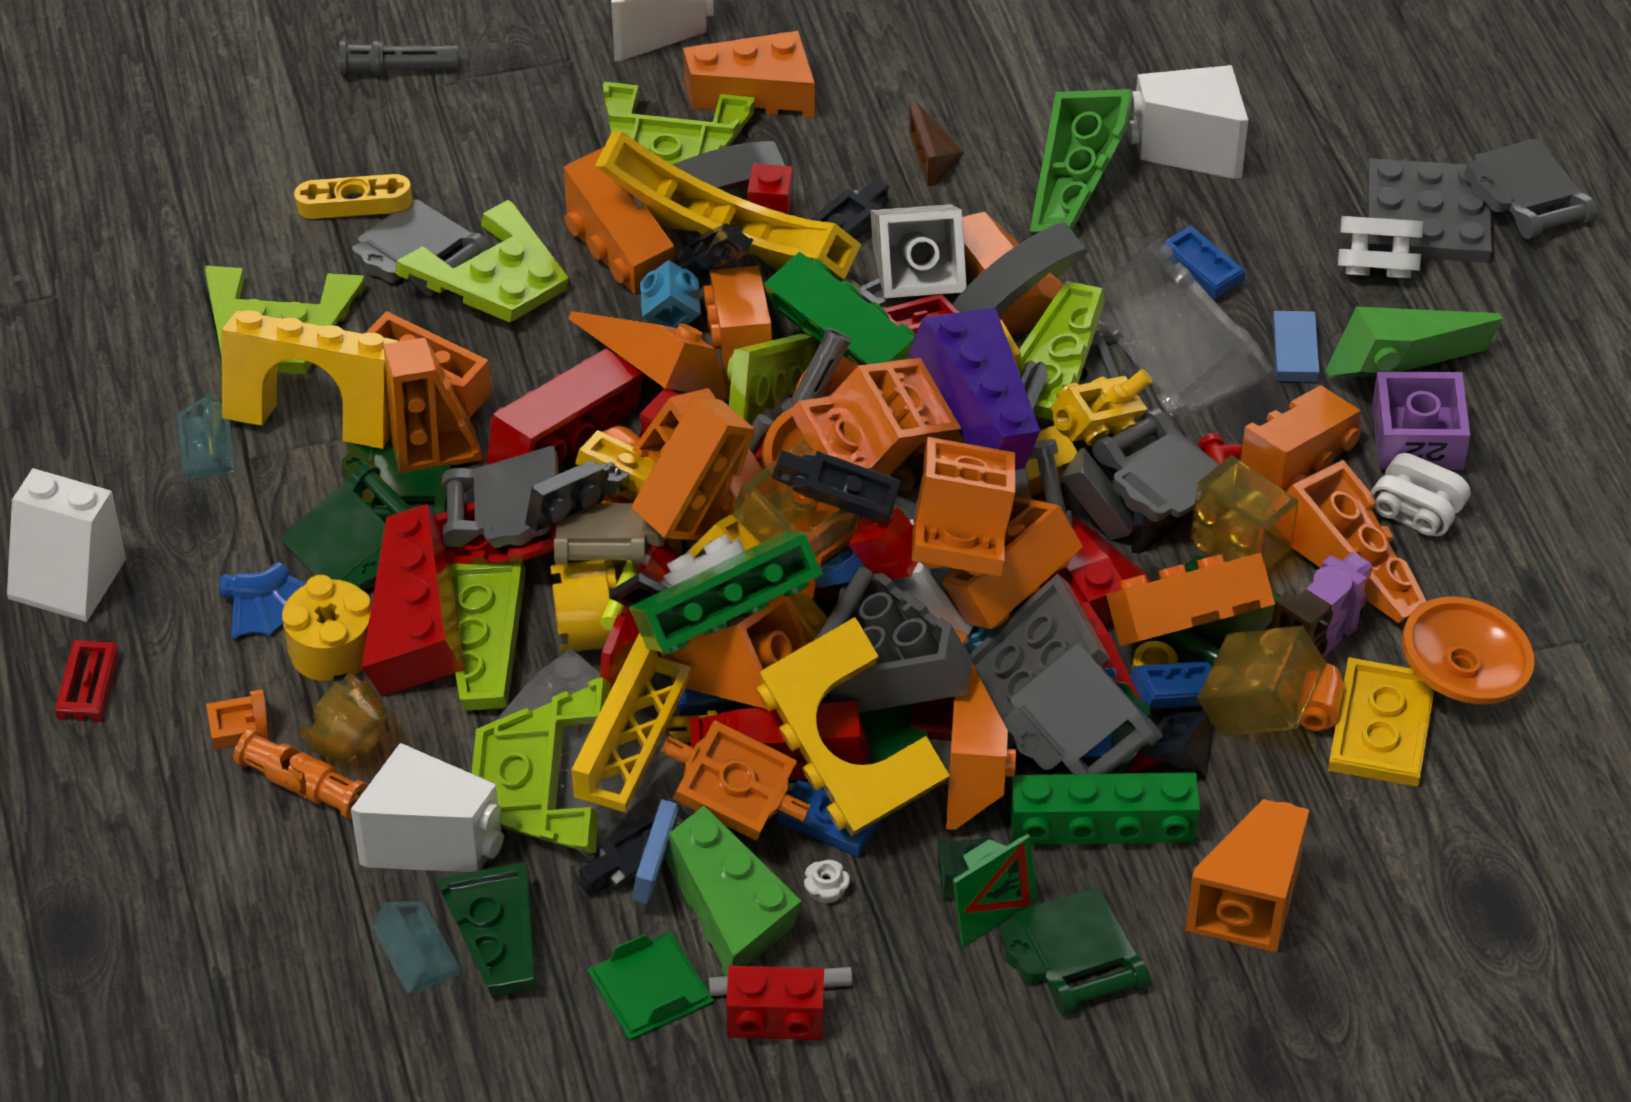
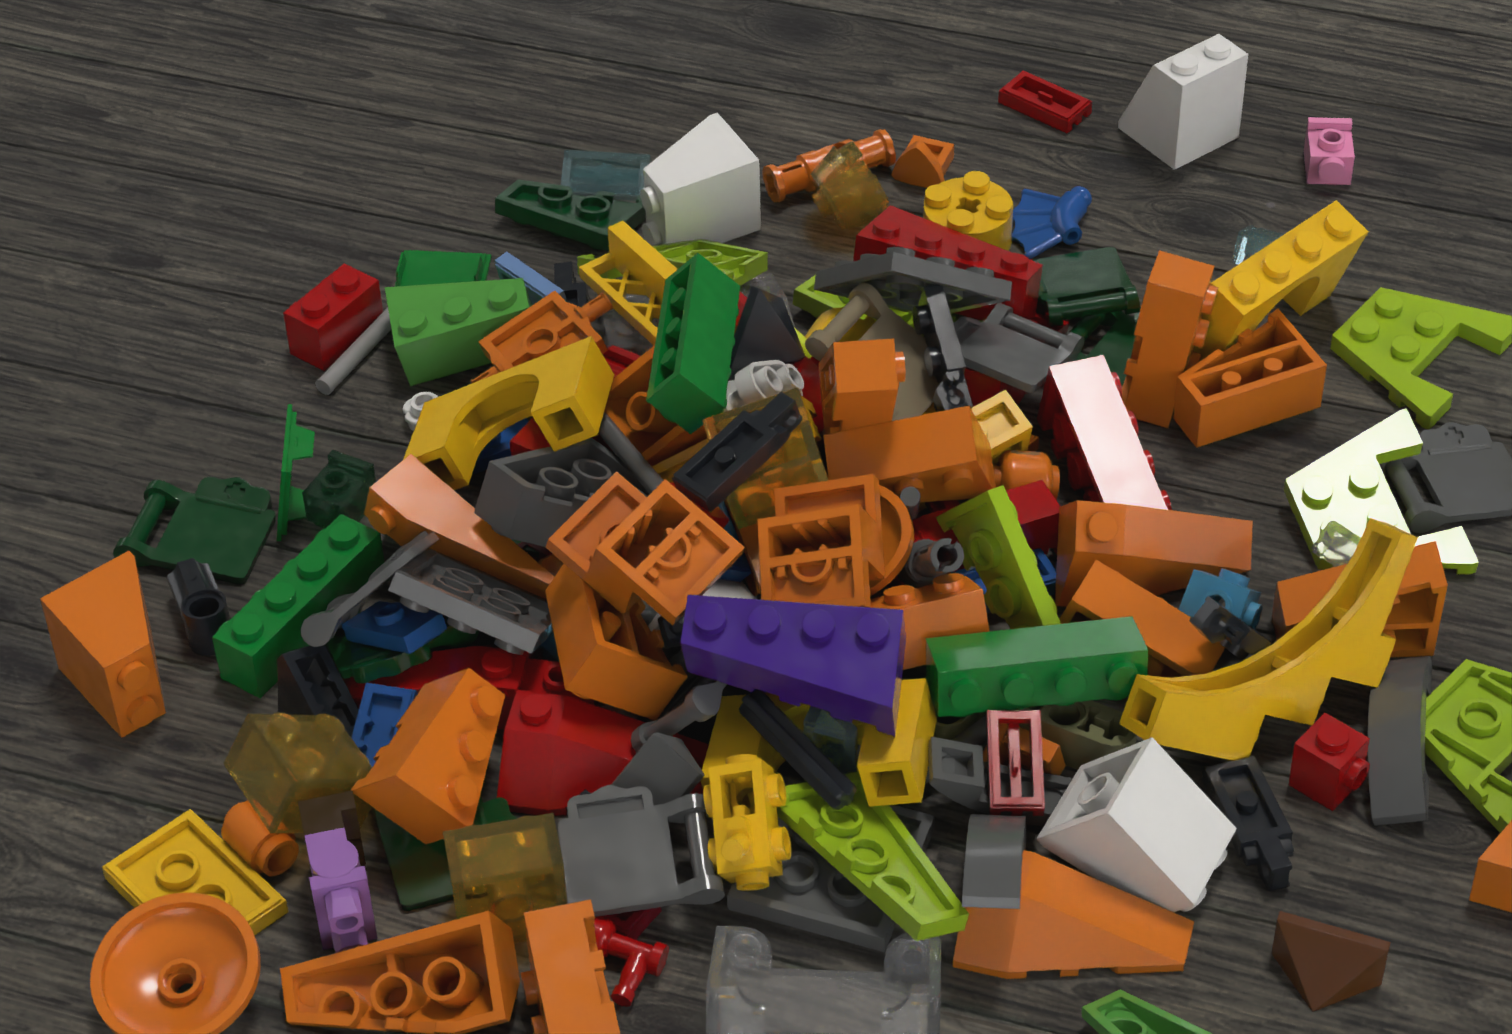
camera: 125 degrees right, 5 degrees down
(57, 448) = (1329, 151): none -> bright pink brick
(512, 543) = (902, 276): none -> dark grey plate
(567, 254) = (1336, 544): none -> clear slope
(1154, 878) = (199, 603): none -> black piece

